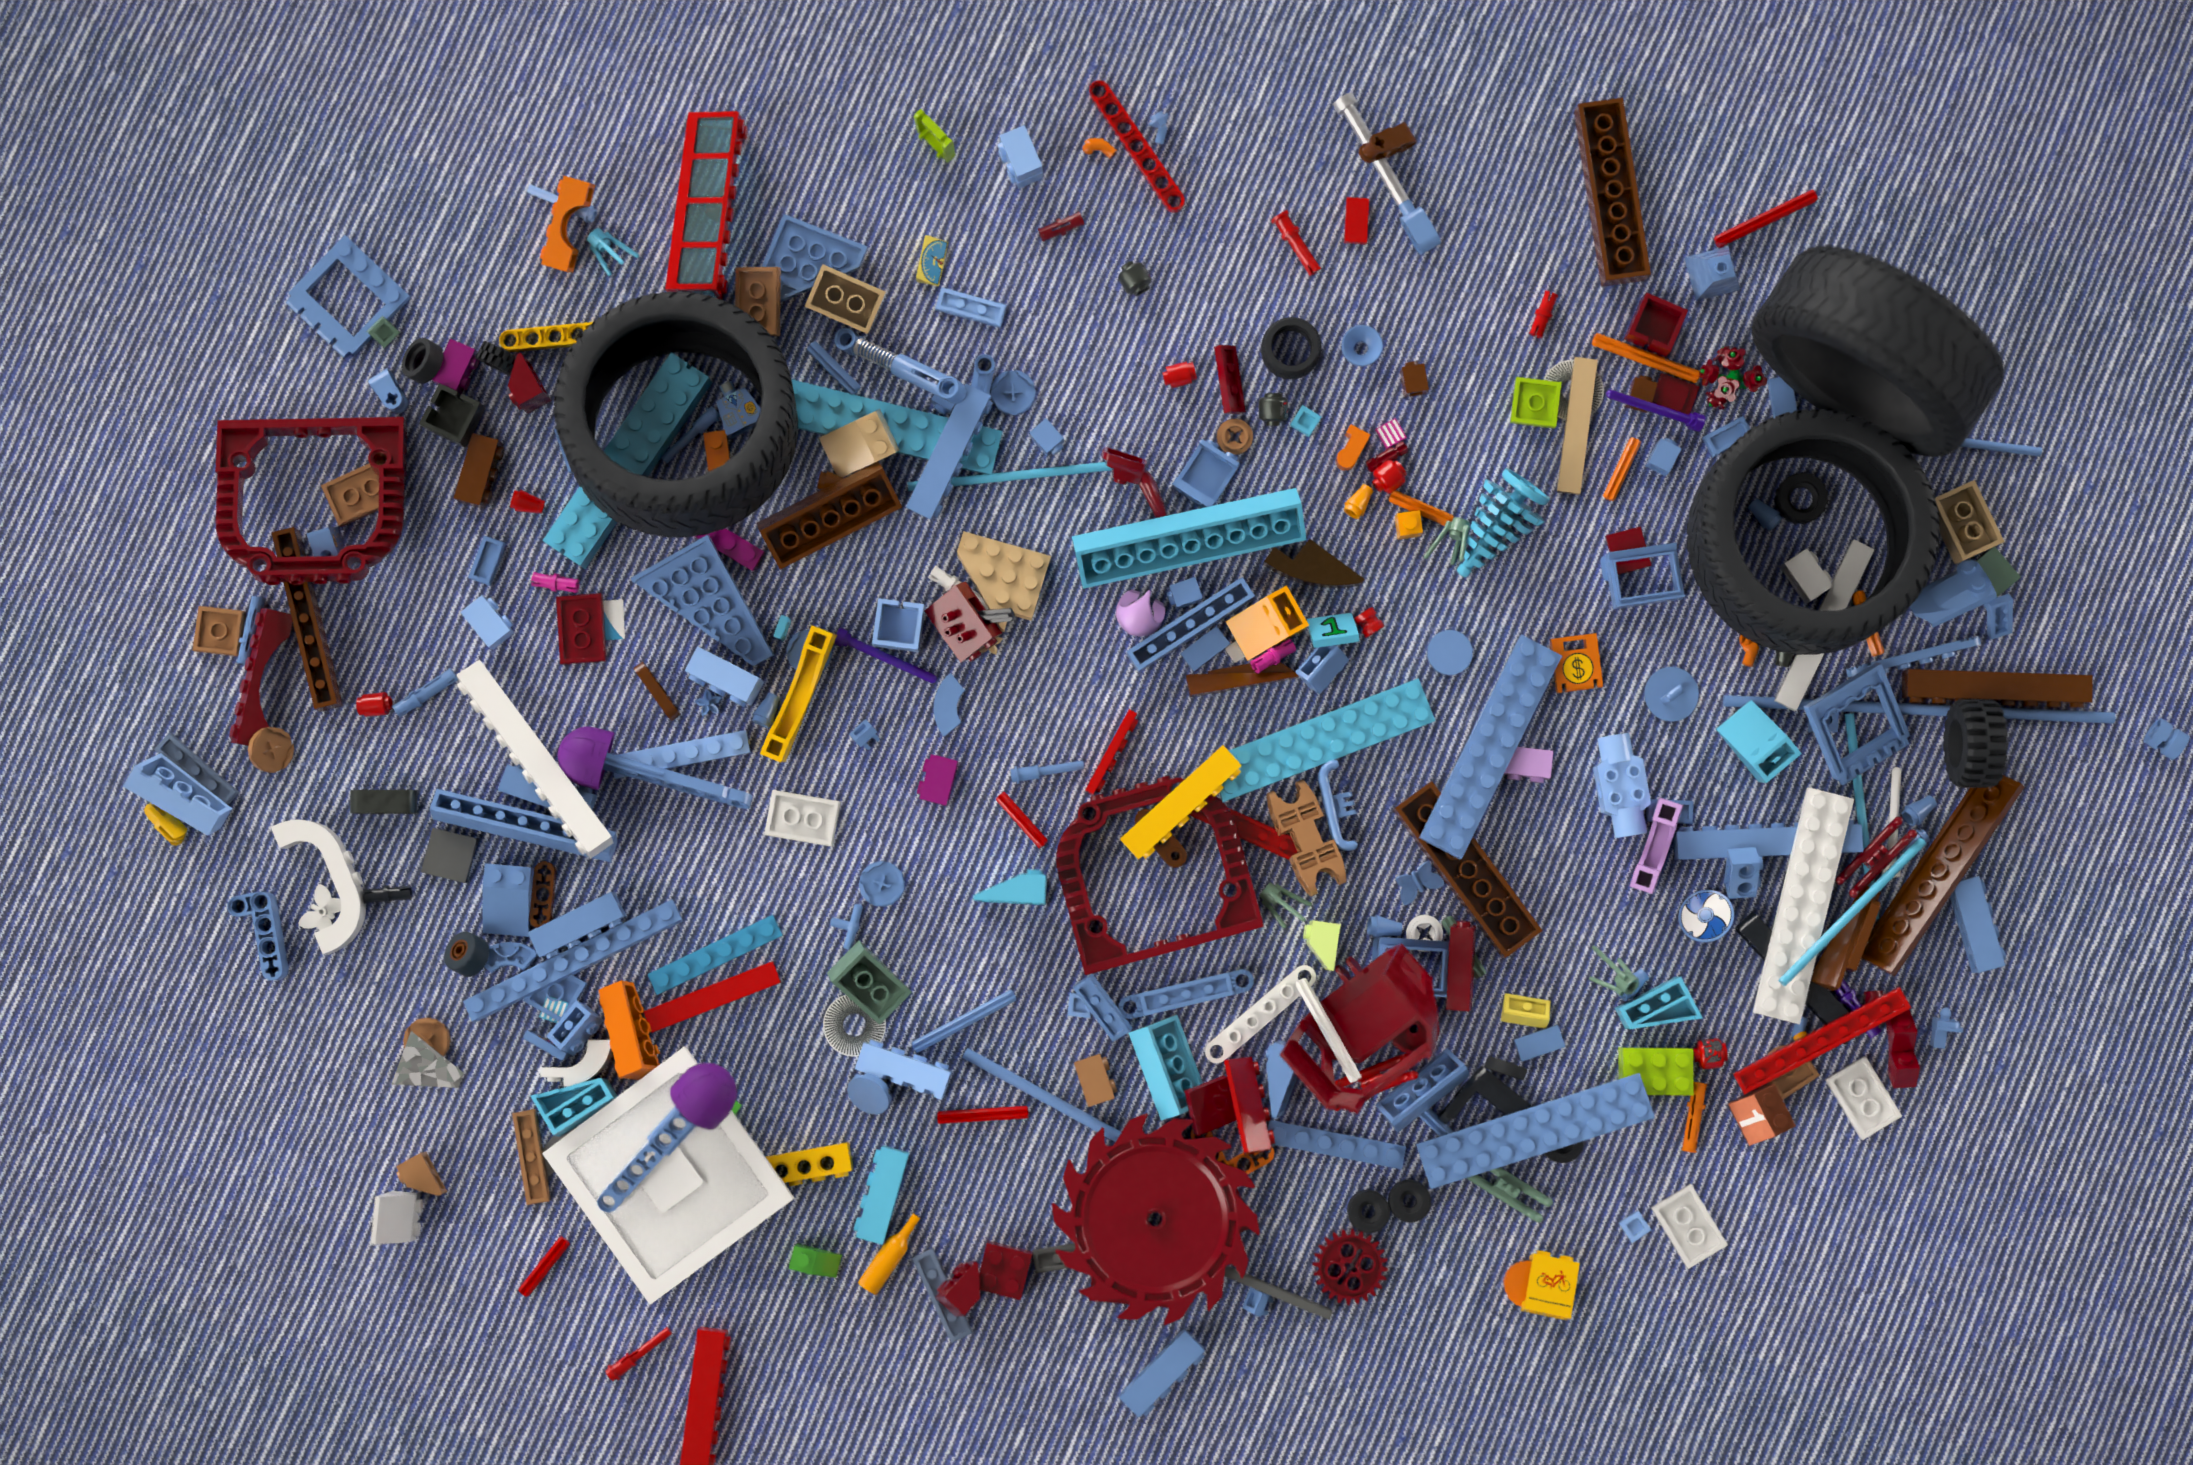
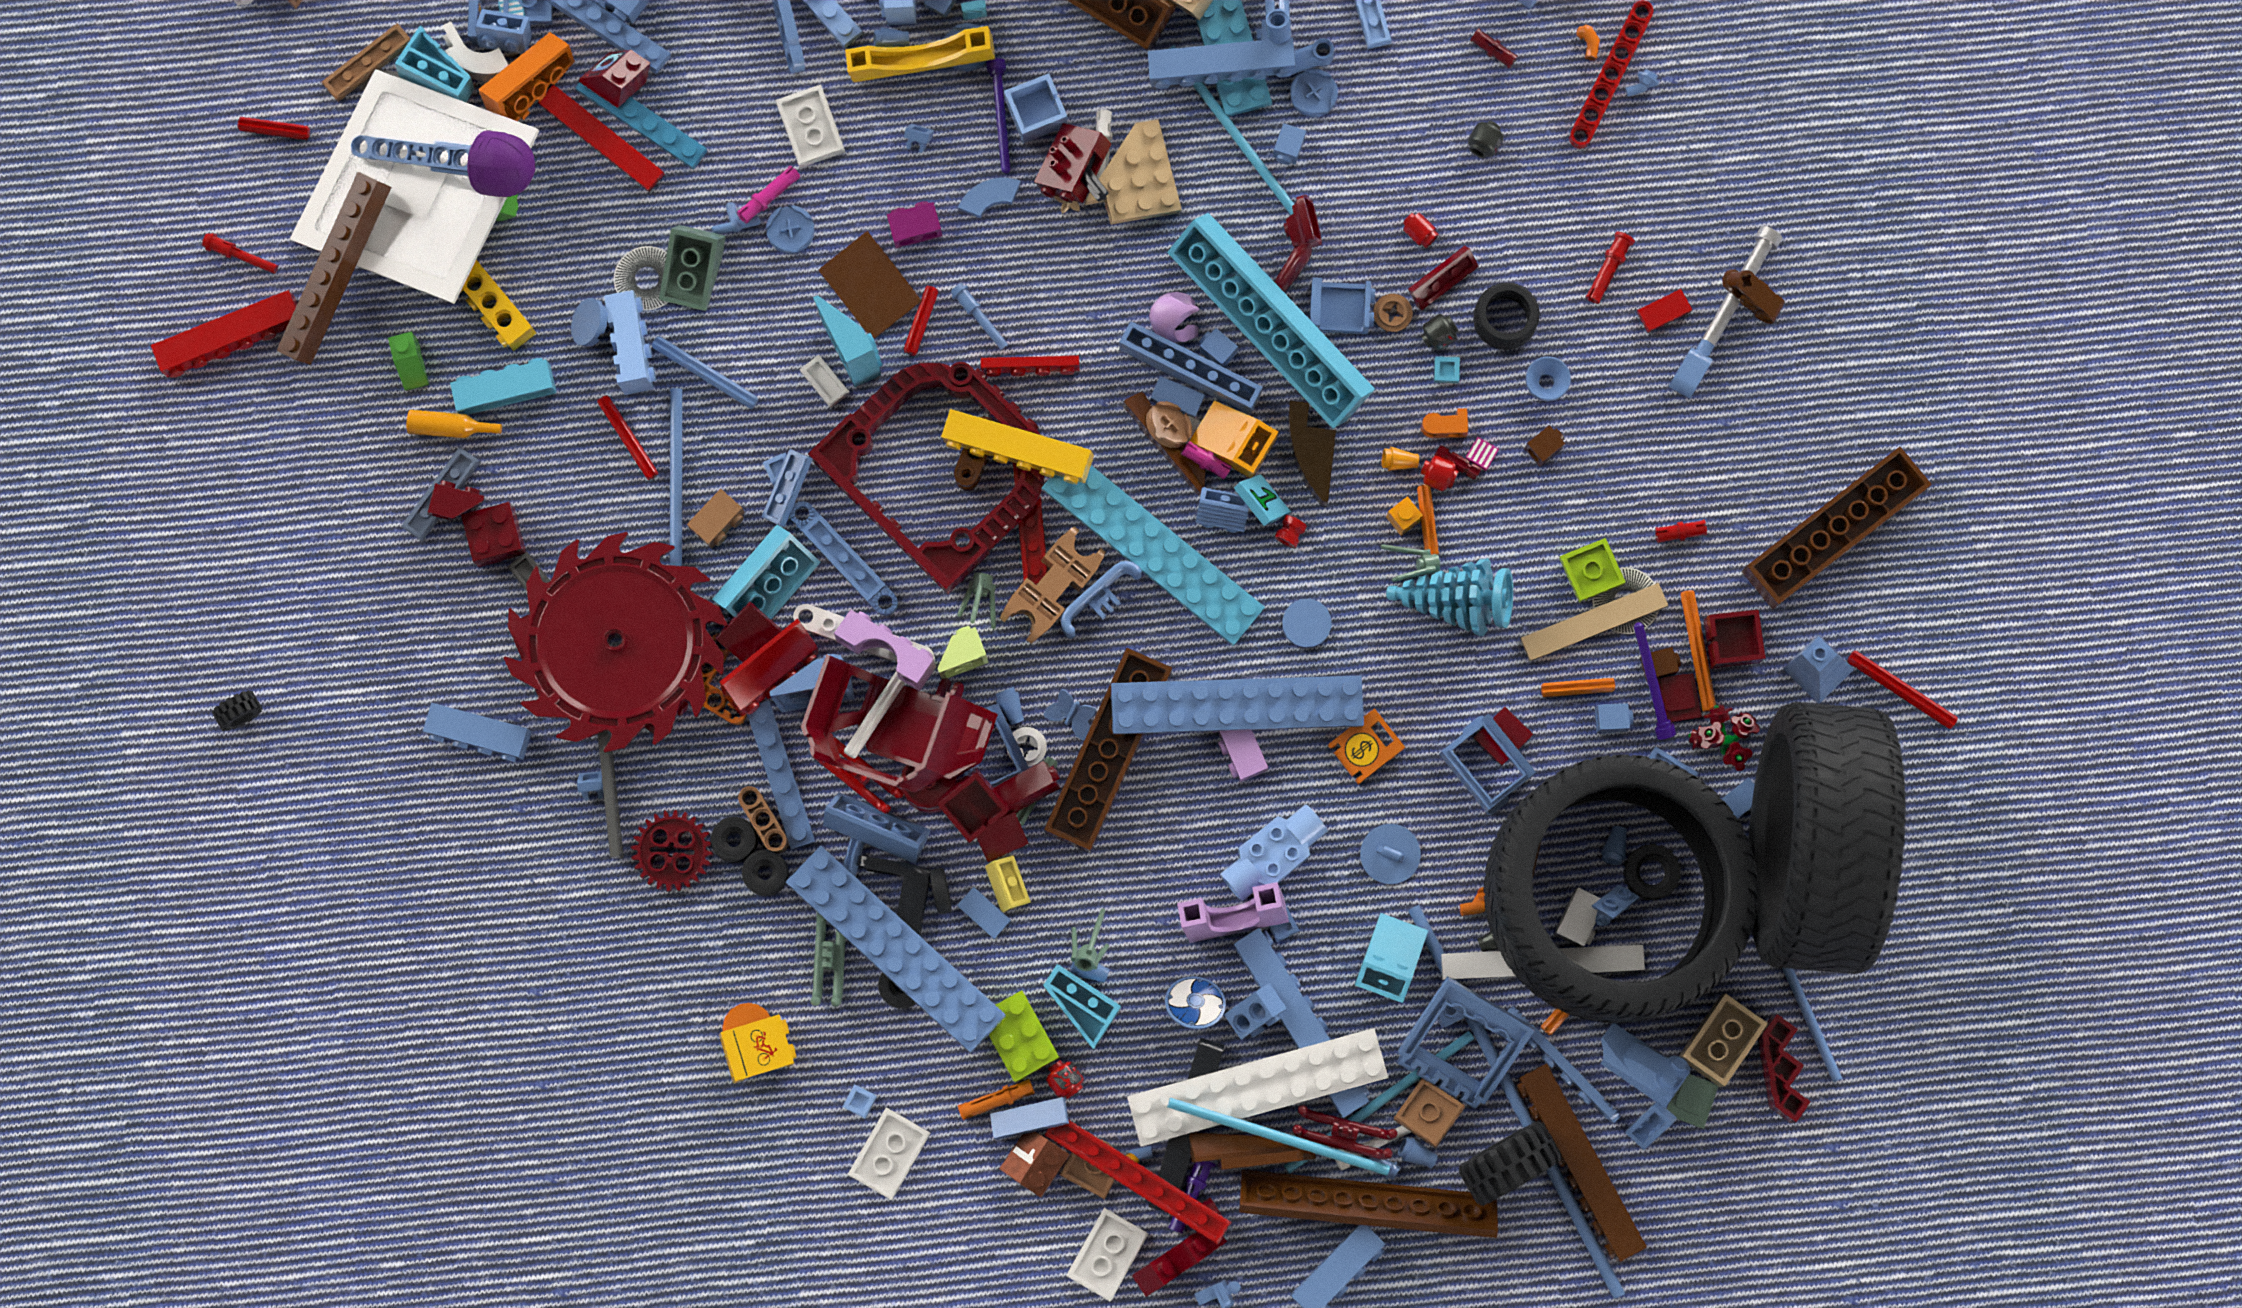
camera: 60 degrees right, 5 degrees down
(668, 955) = (617, 76): none -> dark red slope
(703, 1281) = (334, 268): none -> reddish brown brick
(843, 885) = (768, 194): none -> dark pink pin
(967, 845) = (870, 285): none -> reddish brown sticker
(1027, 927) = (824, 381): none -> white tile
(1227, 669) = (1168, 424): none -> medium nougat tile
(1260, 1016) = (859, 634): none -> lavender arch
(1377, 1178) = (754, 811): none -> medium nougat beam
(1456, 1007) = (971, 803): none -> dark red piece
(1486, 995) = (1002, 837): none -> dark red piece
(1725, 1099) = (1029, 1118): none -> tile
(1814, 543) = (1613, 904): none -> medium blue hinge
(1894, 782) = (1429, 1113): none -> medium nougat tile
(2012, 491) = (1781, 1069): none -> dark red brick

